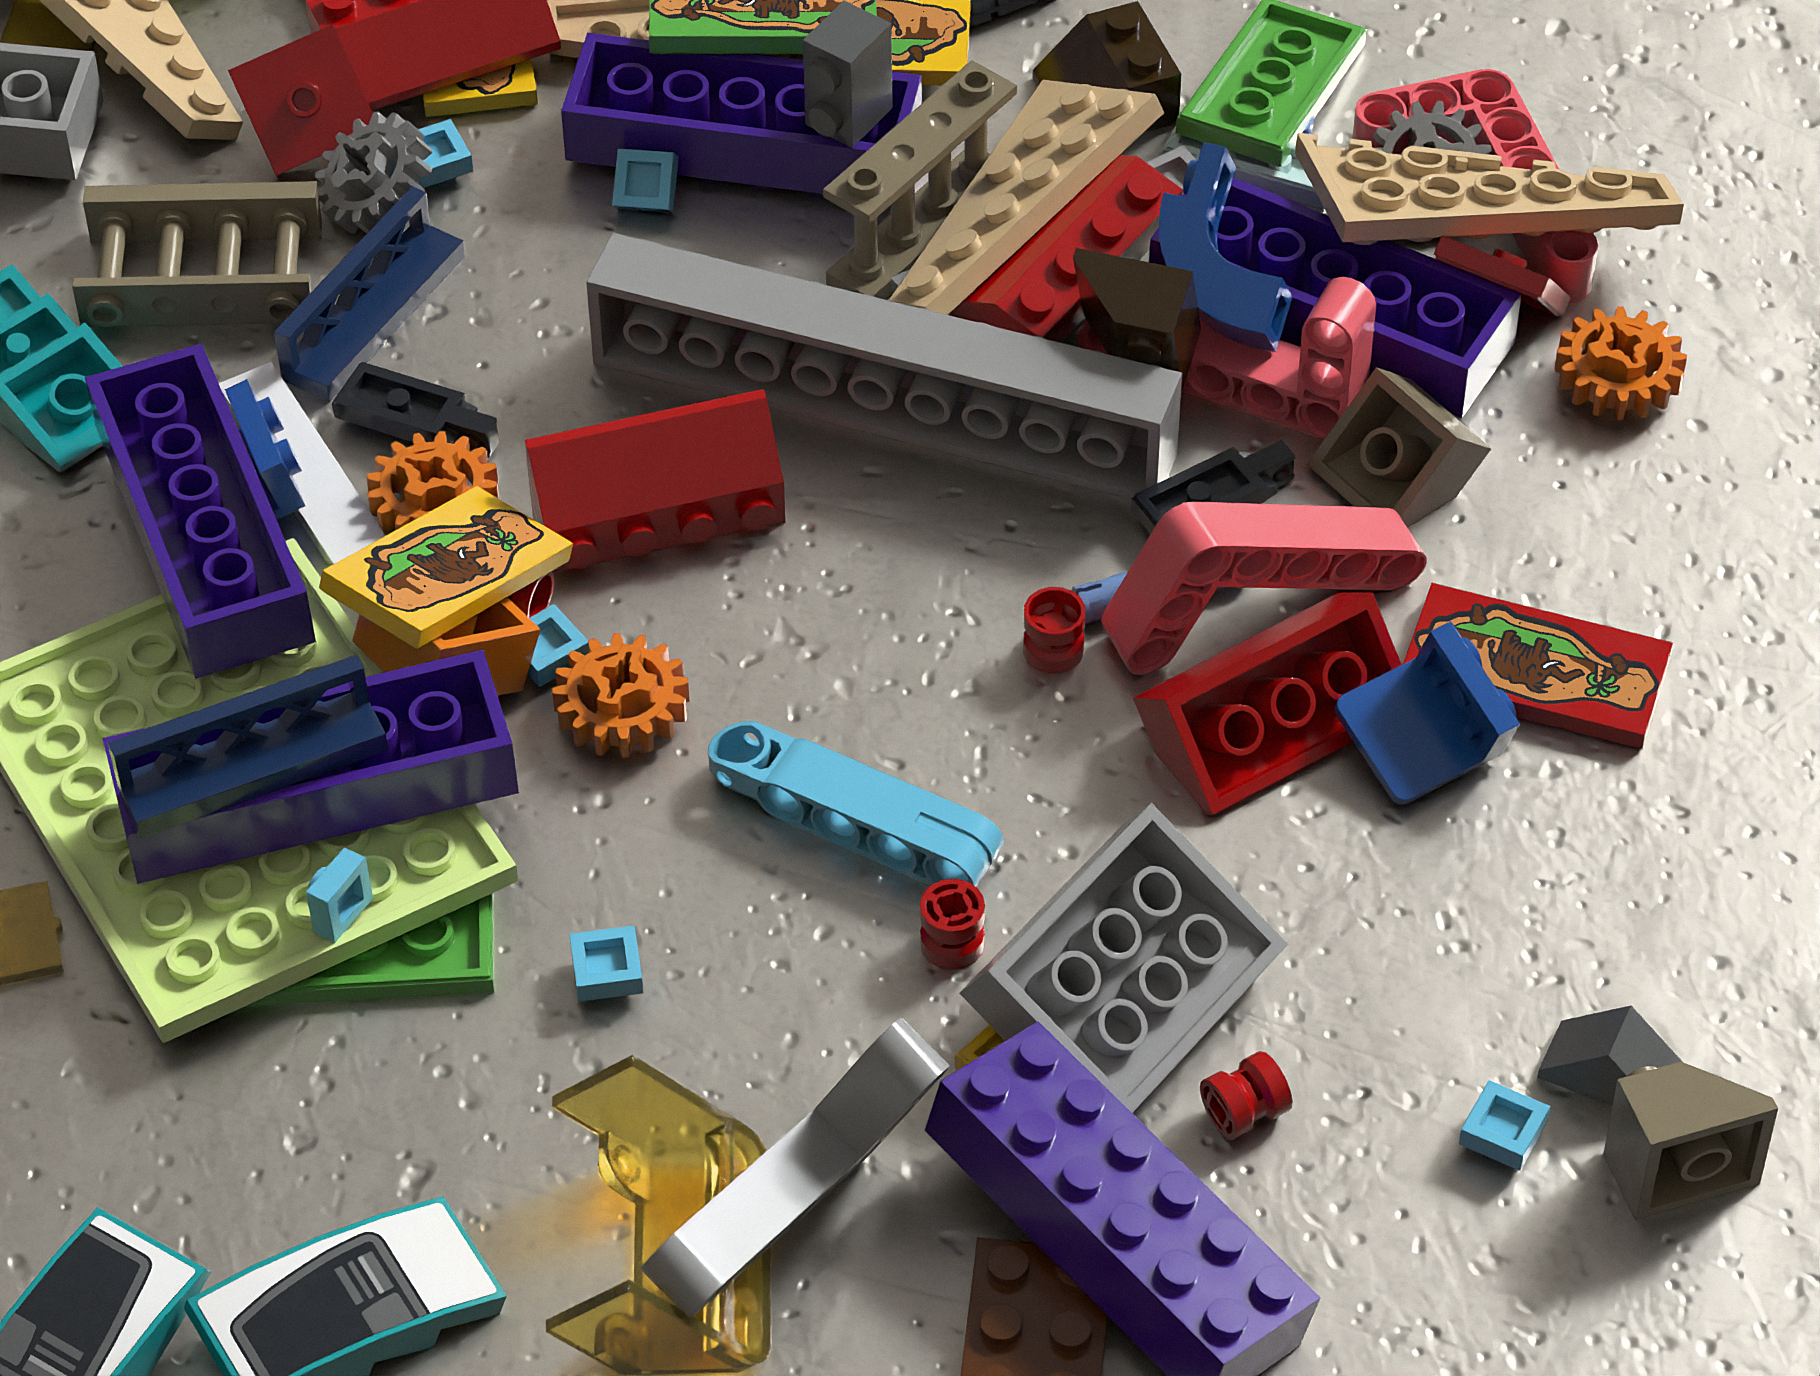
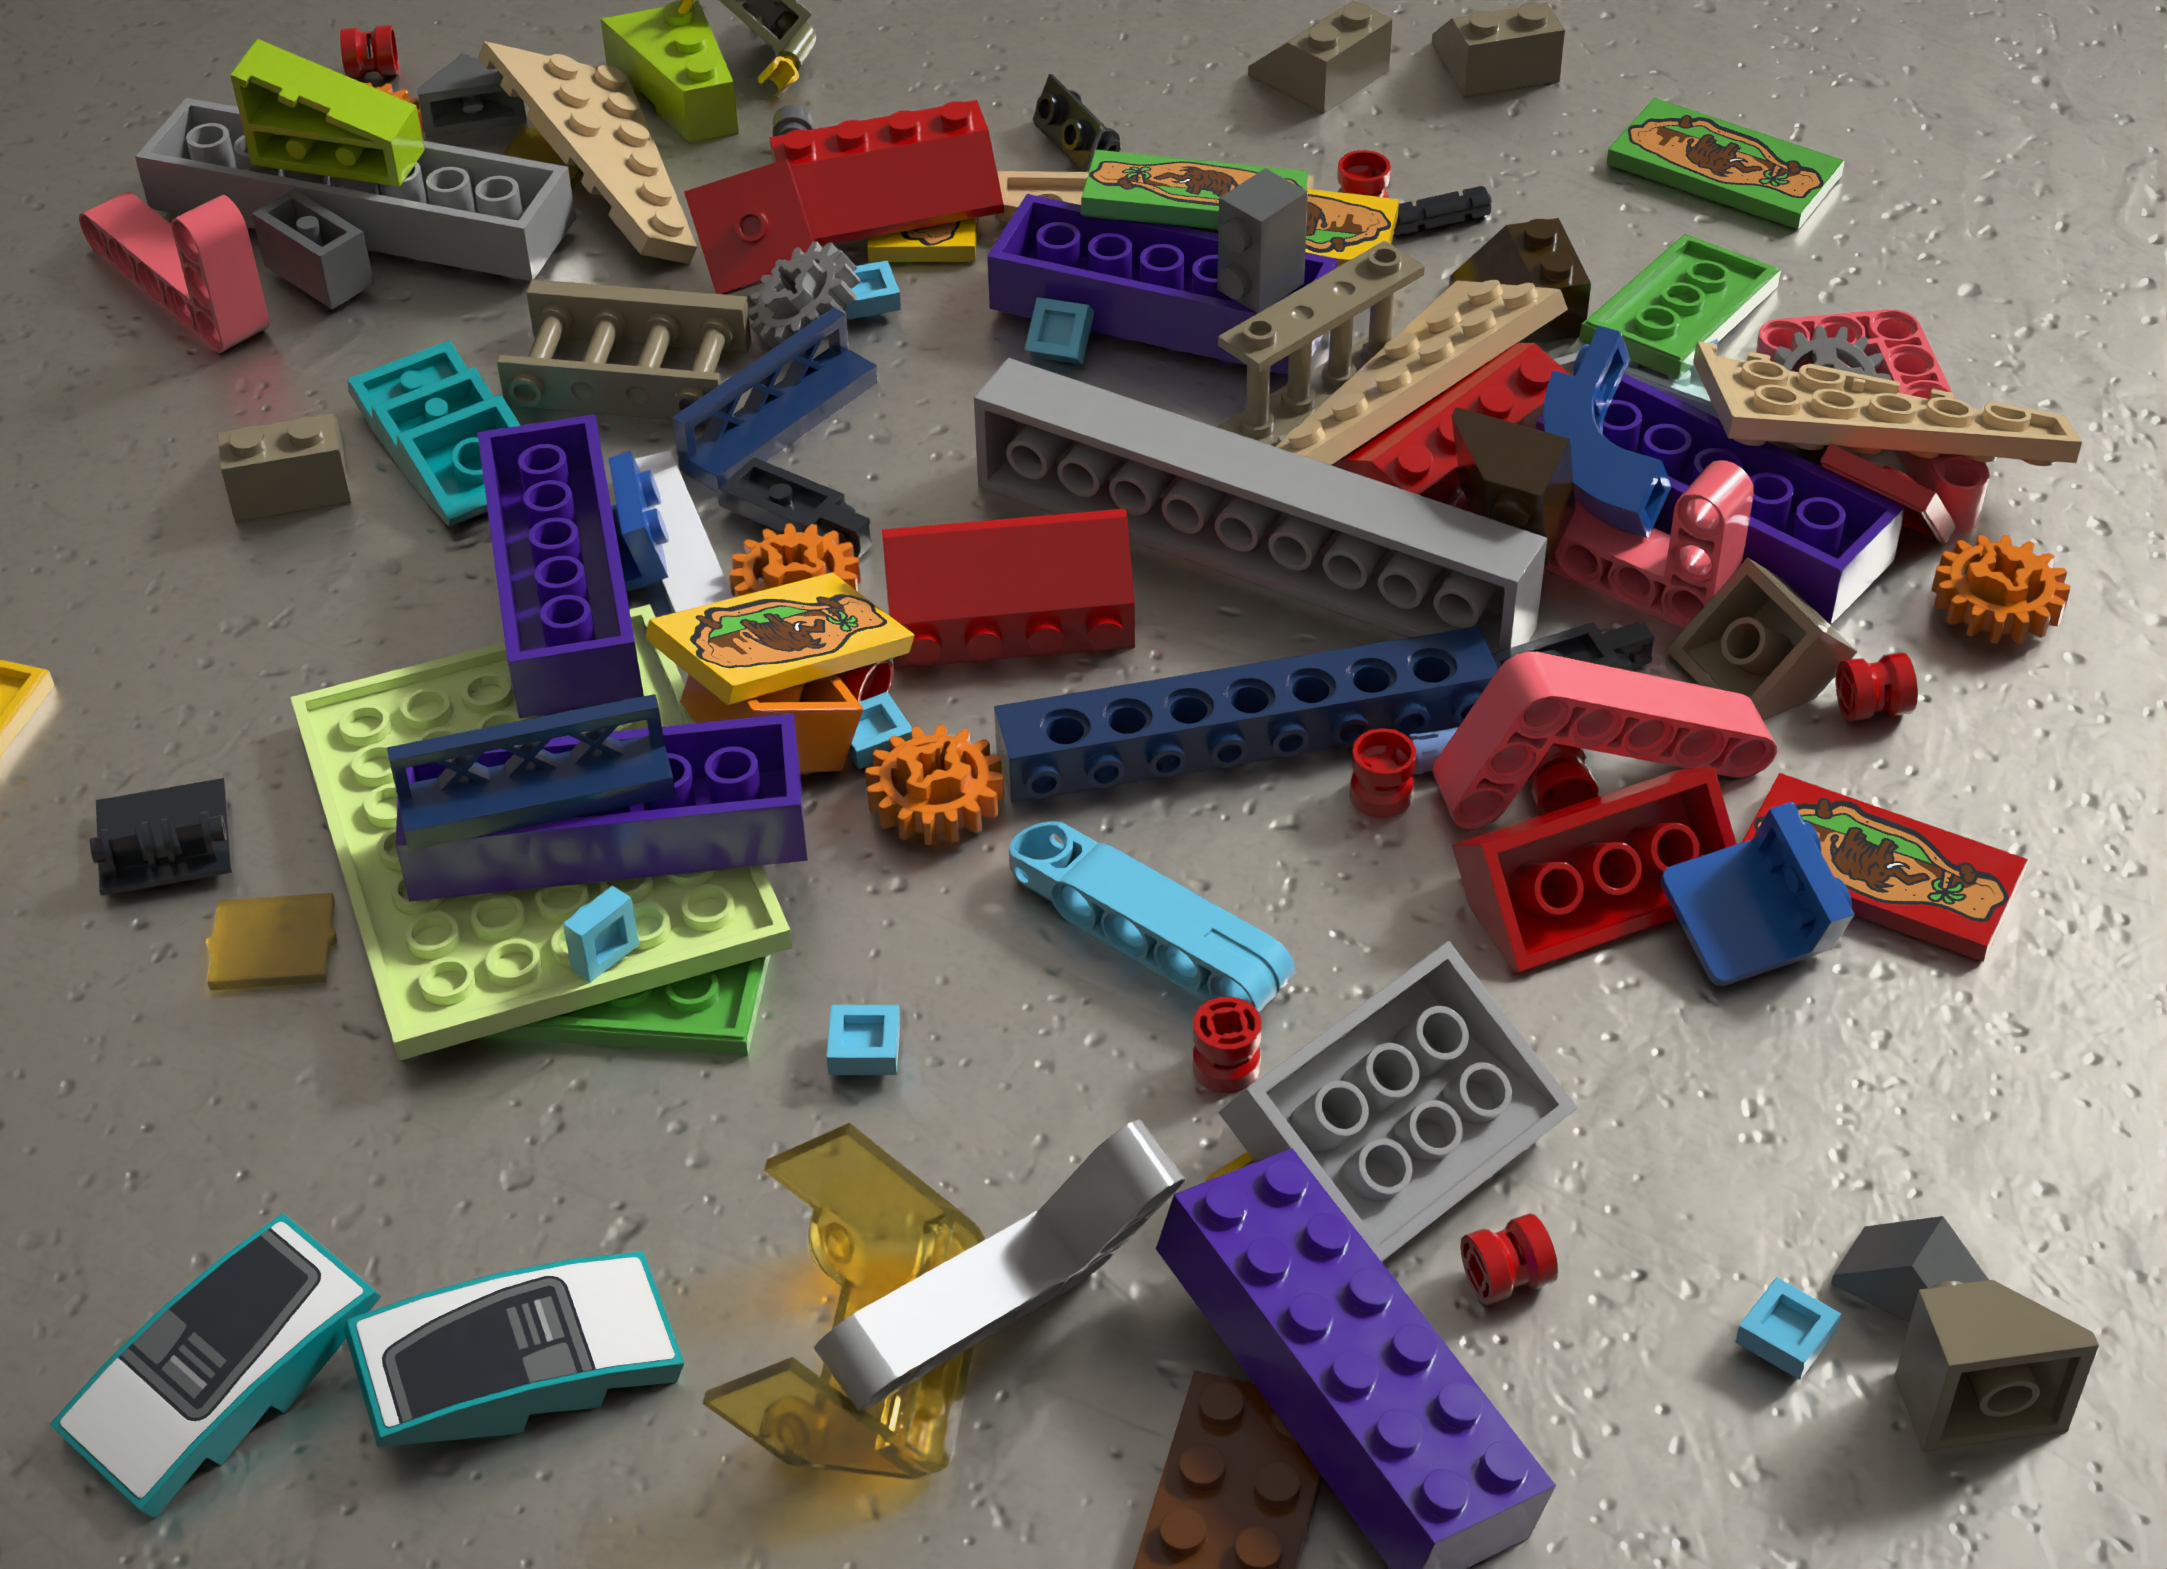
camera: 10 degrees right, 5 degrees down
(909, 584) = (1239, 713): none -> dark blue brick
(1229, 619) = (1562, 779): none -> red wheel
(1513, 482) = (1876, 687): none -> red wheel

